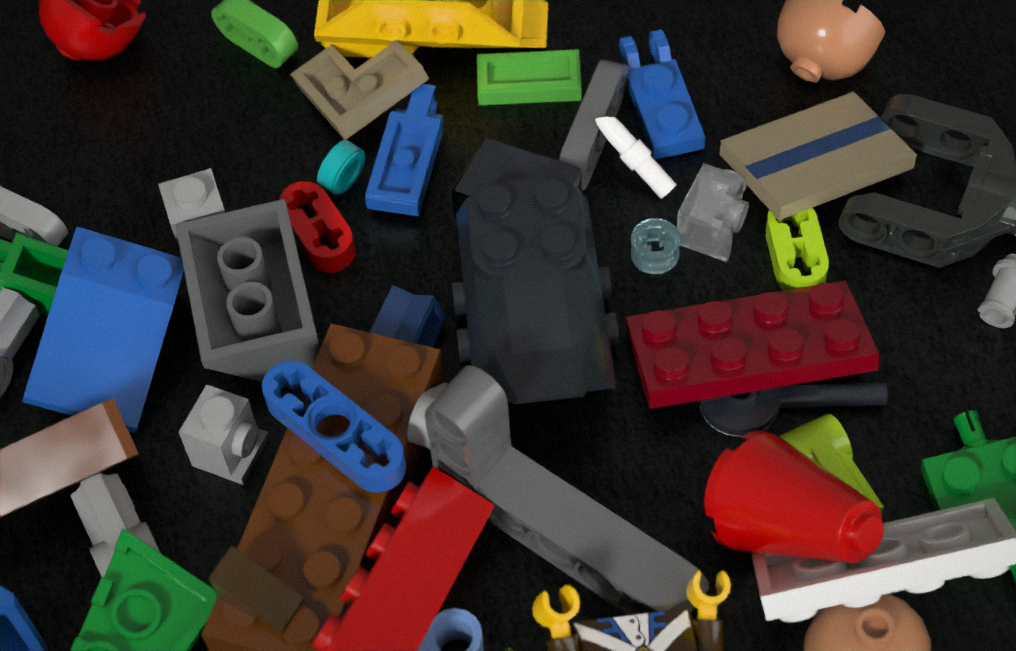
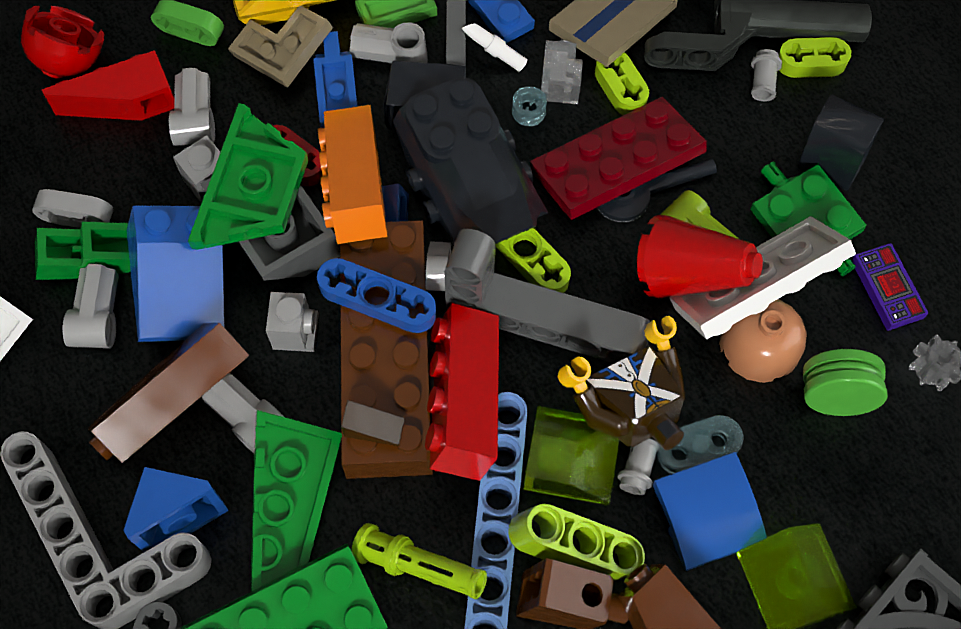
camera: 25 degrees left, 10 degrees up
(138, 92) = (120, 91): none -> red slope
(214, 135) = (192, 111): none -> light grey piece
(230, 241) = (250, 184): none -> green wing
(341, 167) = (293, 108): teal tile -> none
(372, 267) = (351, 175): none -> orange brick
(487, 115) = (386, 44): none -> light grey piece
(572, 454) = (552, 261): none -> lime beam

